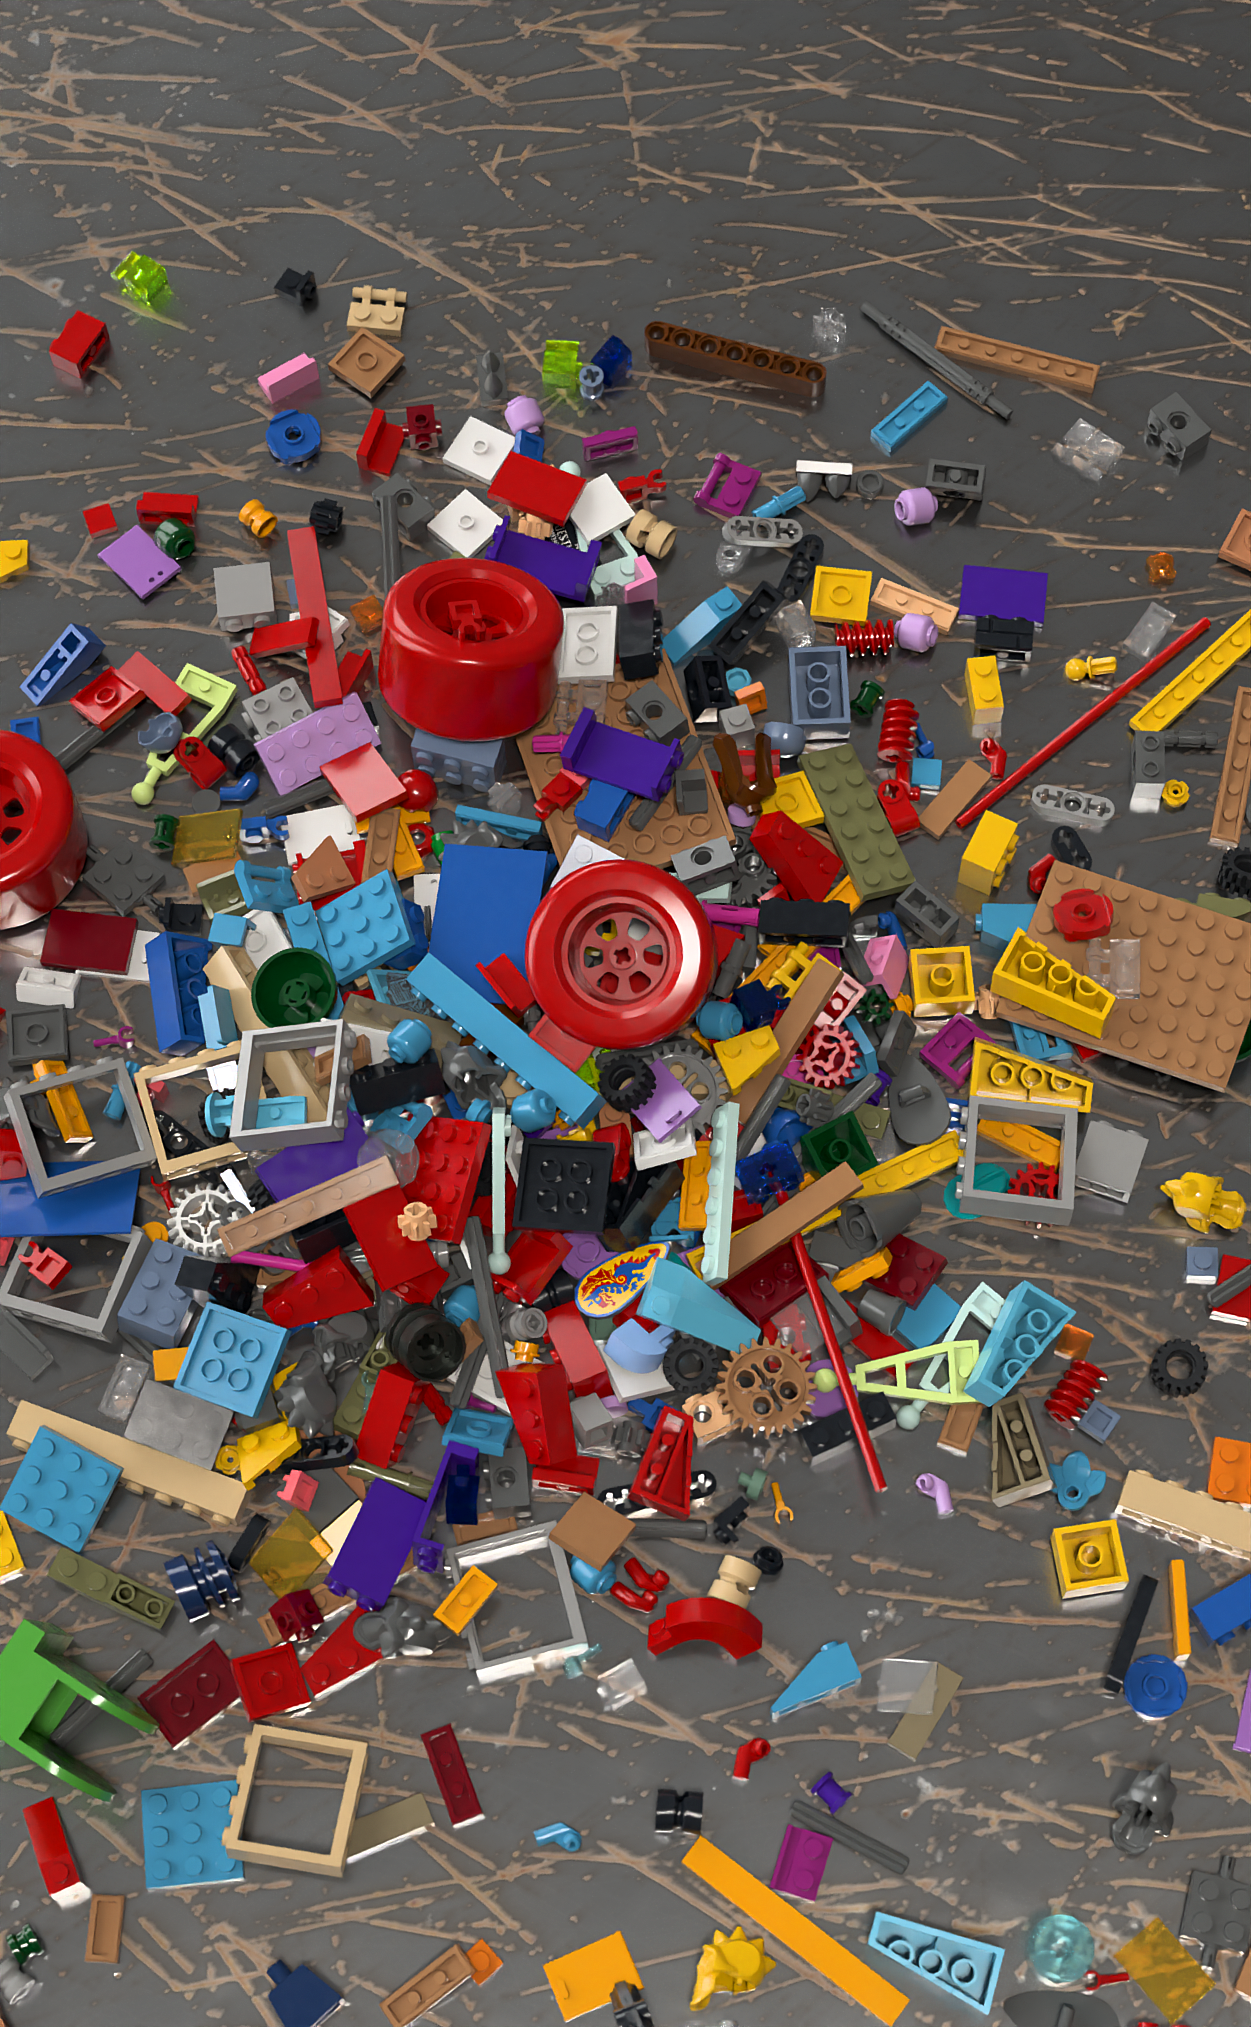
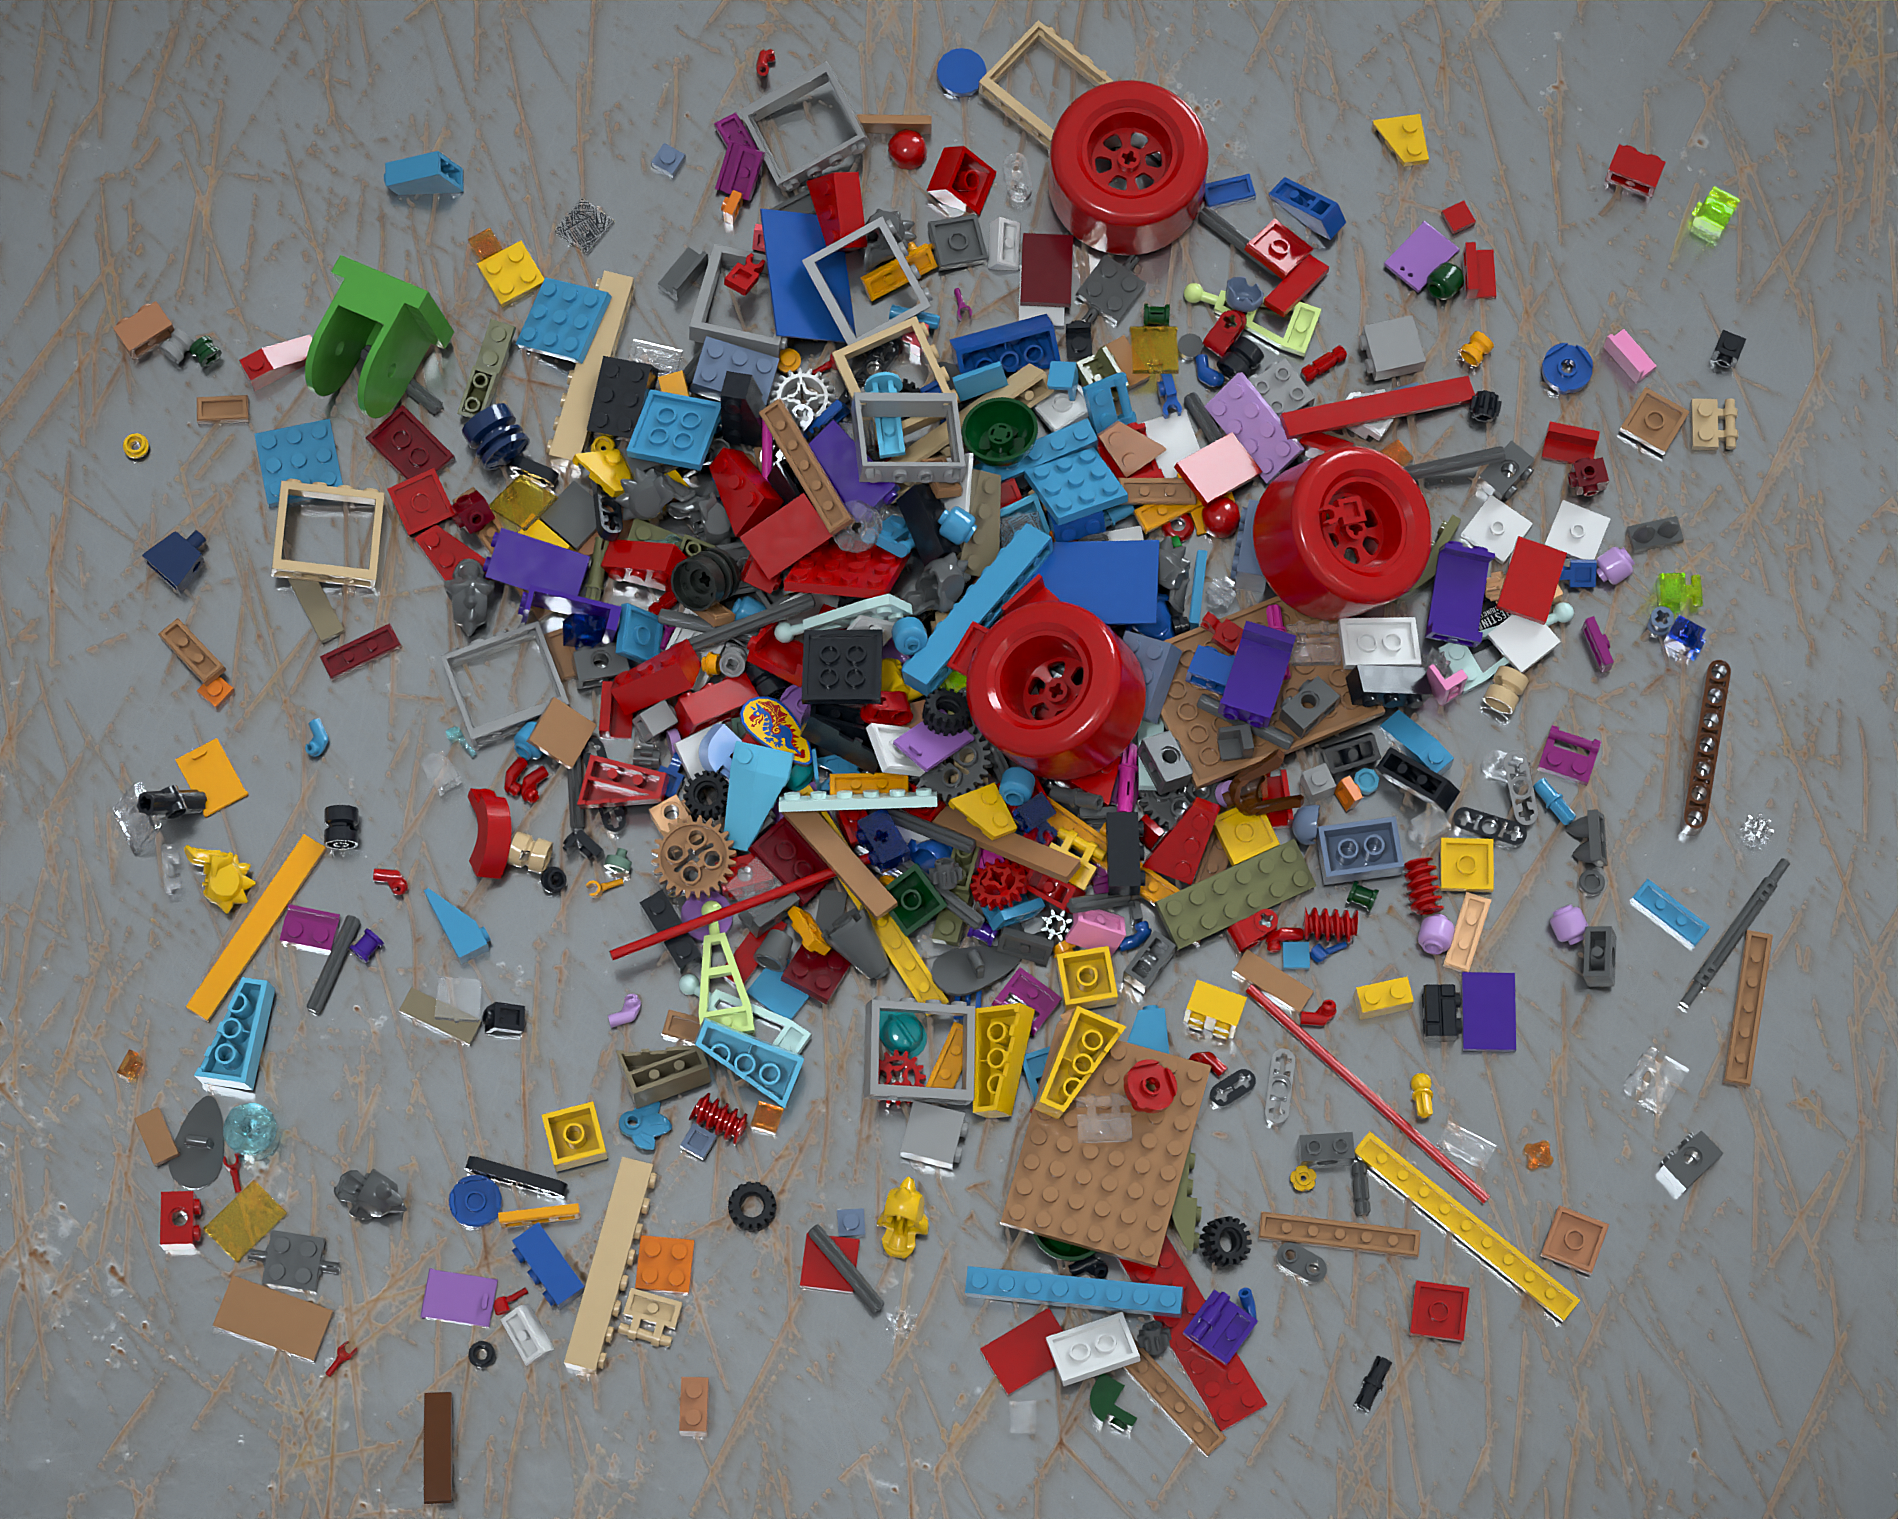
camera: 80 degrees right, 5 degrees up
(284, 637) = (1352, 384): red tile -> none
(299, 1490) = (574, 499): coral tile -> none
(417, 1221) = (798, 552): light nougat gear -> none
(465, 1600) = (493, 638): light orange plate -> none
(479, 1111) = (904, 591): dark azure plate -> none
(638, 488) = (1553, 671): red plate -> none
(935, 1634) = (504, 1018): none -> black bracket

